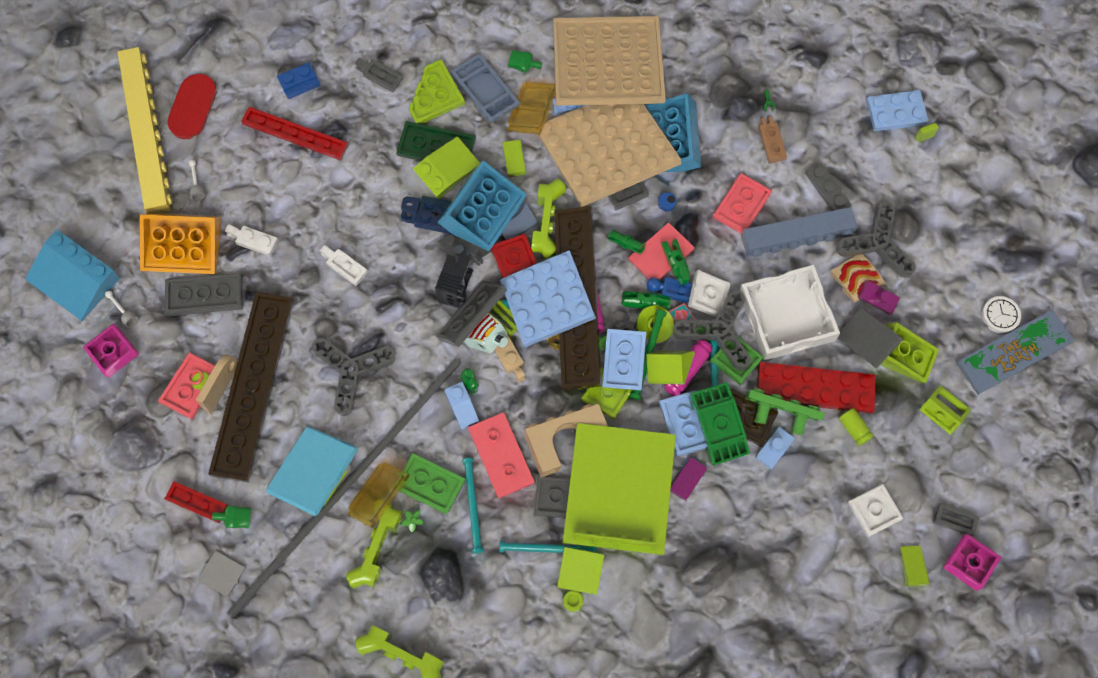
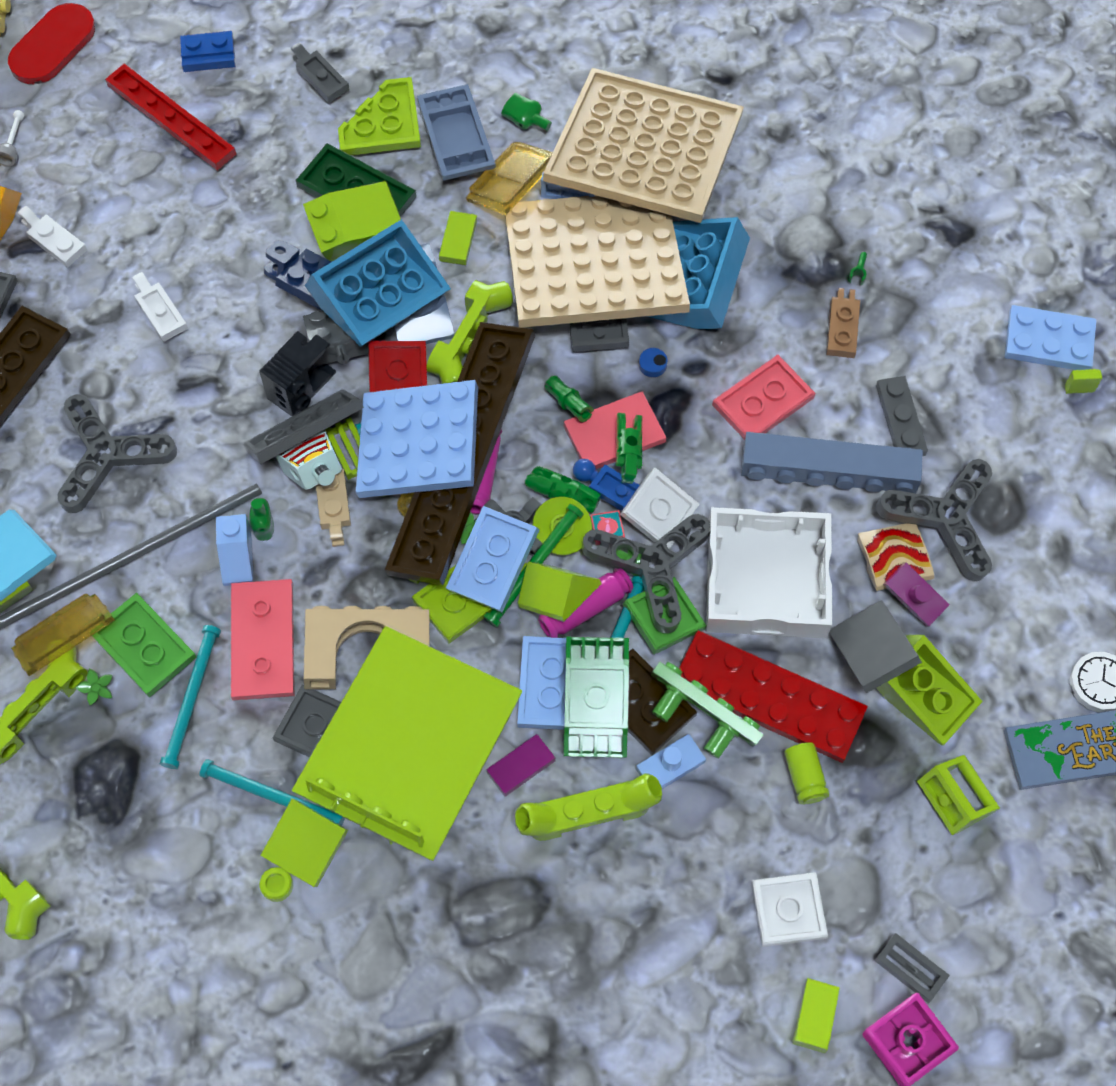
camera: 20 degrees right, 5 degrees down
(740, 491) = (589, 808): none -> lime plate

